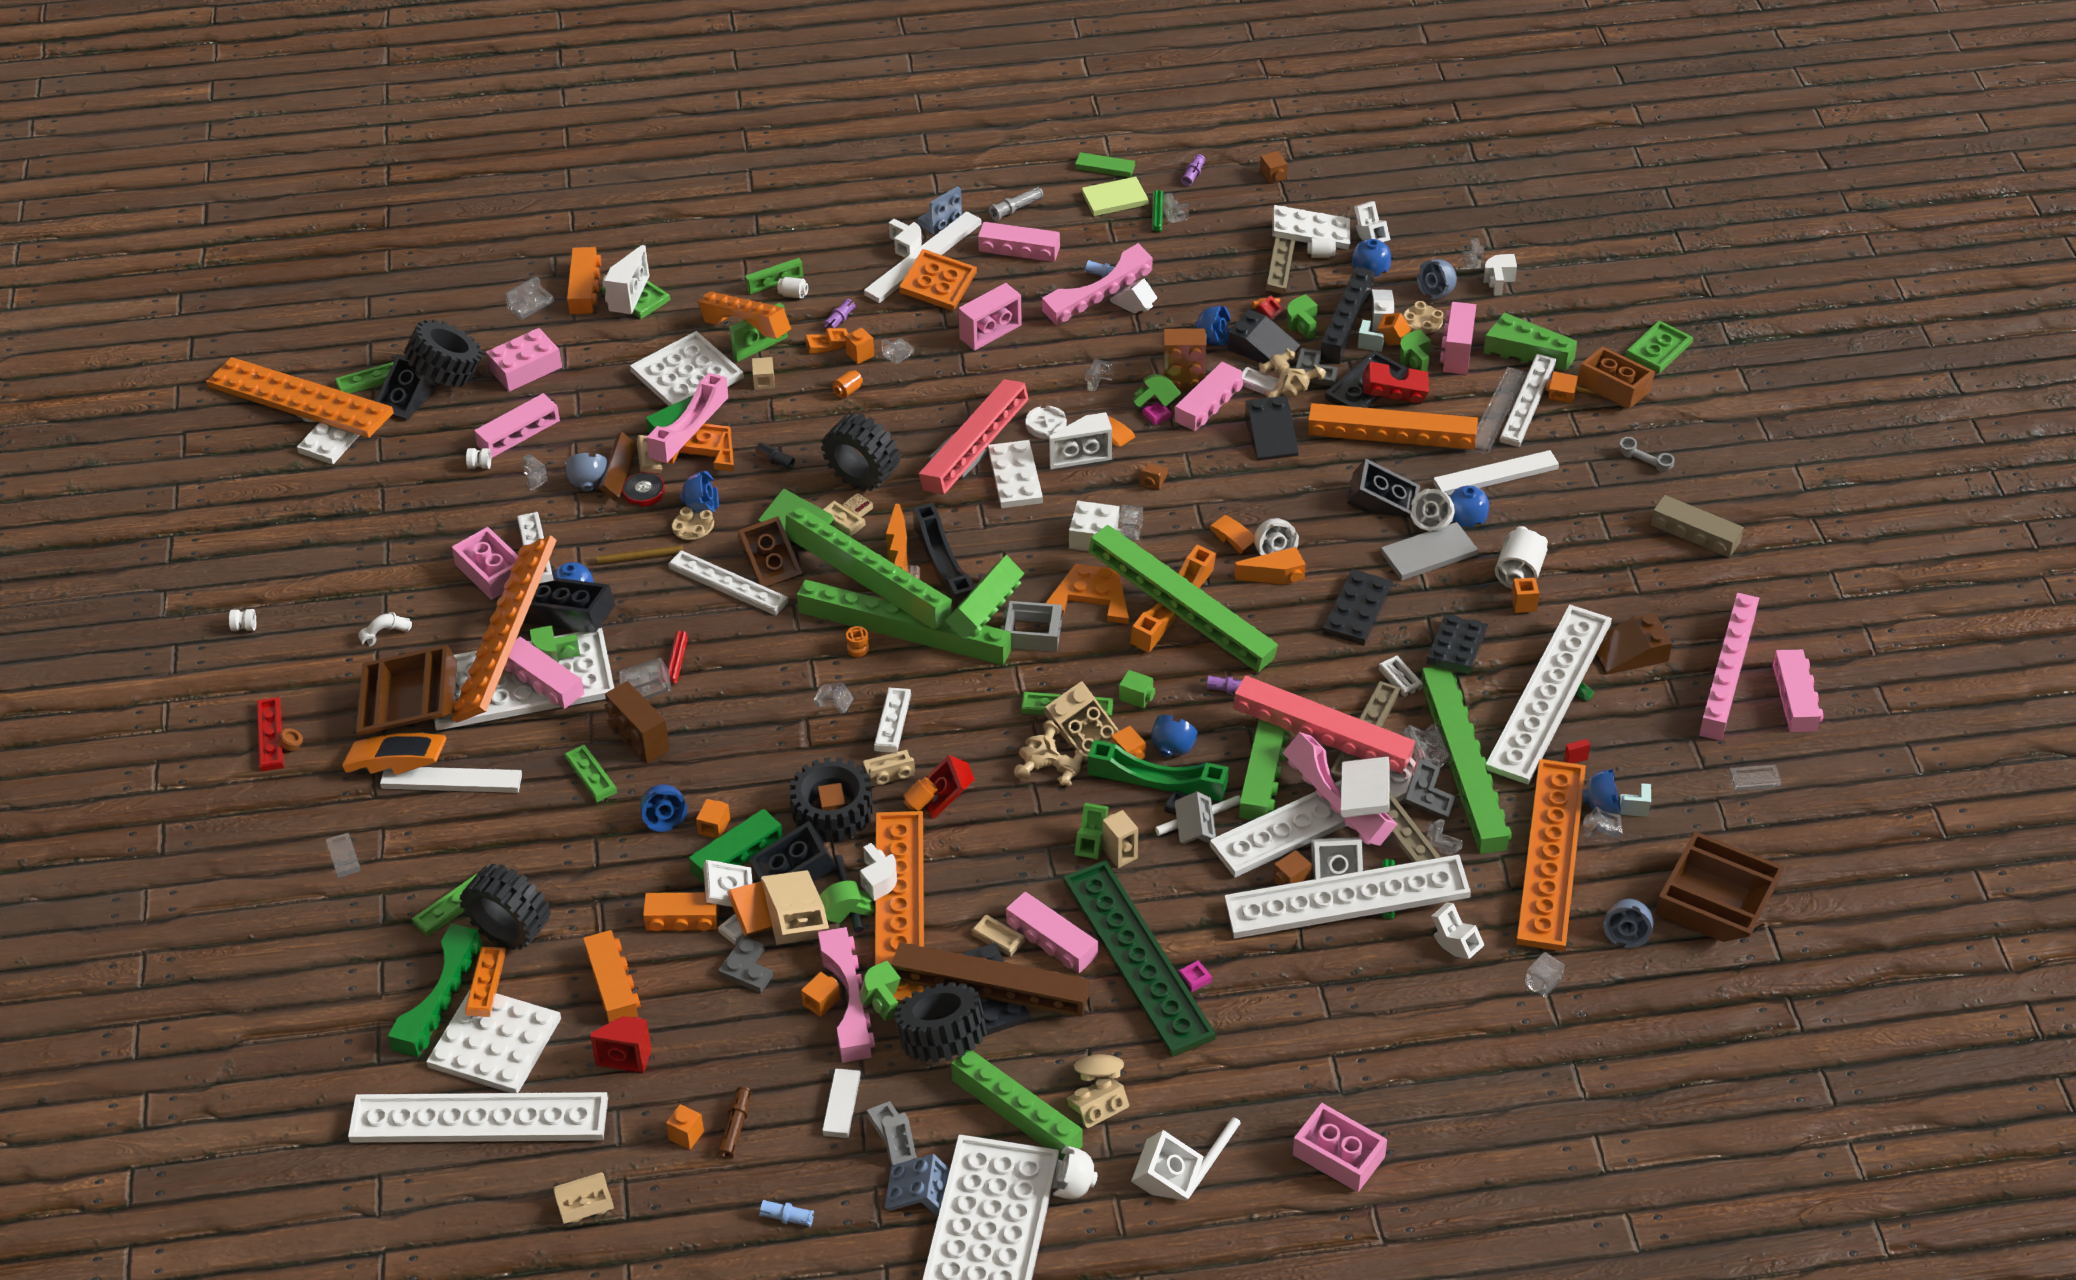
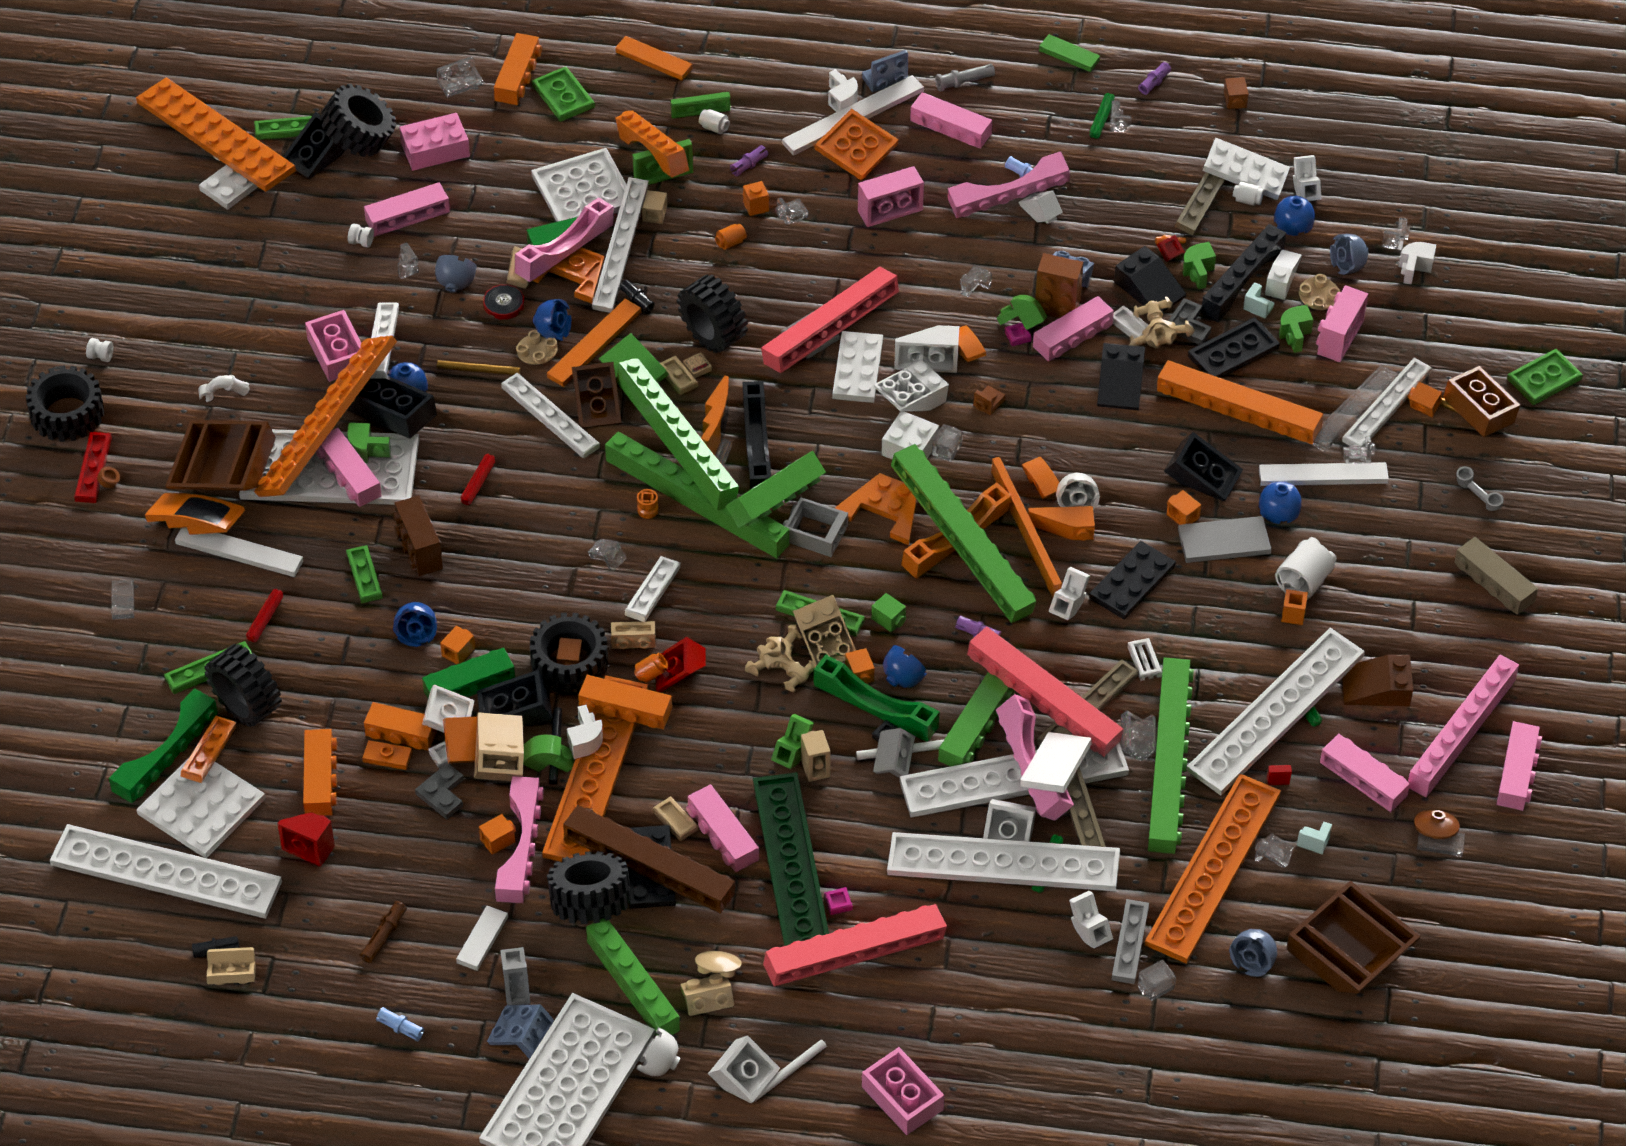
camera: 15 degrees right, 5 degrees up
(217, 660) = (61, 385): none -> black tyre
(499, 836) = (264, 615): none -> red axle
(546, 1187) = (201, 949): none -> black axle
(618, 466) = (486, 273): reddish brown tile -> none
(626, 281) = (555, 81): white slope -> none
(648, 678) = (441, 495): clear brick -> none
(676, 943) = (387, 755): none -> orange plate
(685, 1127) = (337, 925): orange brick -> none
(712, 245) = (653, 58): none -> orange tile
(742, 413) = (620, 245): none -> white plate
(747, 506) = (594, 341): none -> orange tile
(832, 340) = (727, 186): orange slope -> none
(878, 988) = (545, 840): bright green brick -> none
(909, 832) = (625, 702): none -> orange brick
(1045, 421) = (907, 318): white tile -> none
(1081, 478) = (914, 388): none -> white slope
(1115, 196) = (1066, 90): yellowish green tile -> none
(1214, 321) = (1106, 254): blue cylinder -> none
(1231, 1013) = (854, 944): none -> coral brick
(1242, 585) = (1027, 528): none -> orange tile
(1292, 869) = (964, 823): dark orange brick -> none
(1307, 631) = (1071, 595): none -> white brick
(1380, 382) = (1243, 354): red arch -> none
(1380, 531) = (1183, 508): none -> orange brick
(1393, 328) = (1281, 297): orange brick -> none
(1422, 791) = (1114, 781): dark grey plate -> none
(1432, 510) = (1240, 499): white cylinder -> none
(1446, 844) = (1116, 832): clear bracket -> none
(1457, 644) = (1208, 641): black plate -> none
(1502, 943) = (1130, 941): none -> light grey plate
(1523, 448) = (1357, 455): none -> clear bracket
(1524, 340) = (1407, 339): bright green wedge -> none
(1602, 792) = (1284, 821): blue cylinder -> none
(1657, 730) = (1365, 772): none -> bright pink brick
(1745, 762) = (1436, 824): none -> dark orange dish

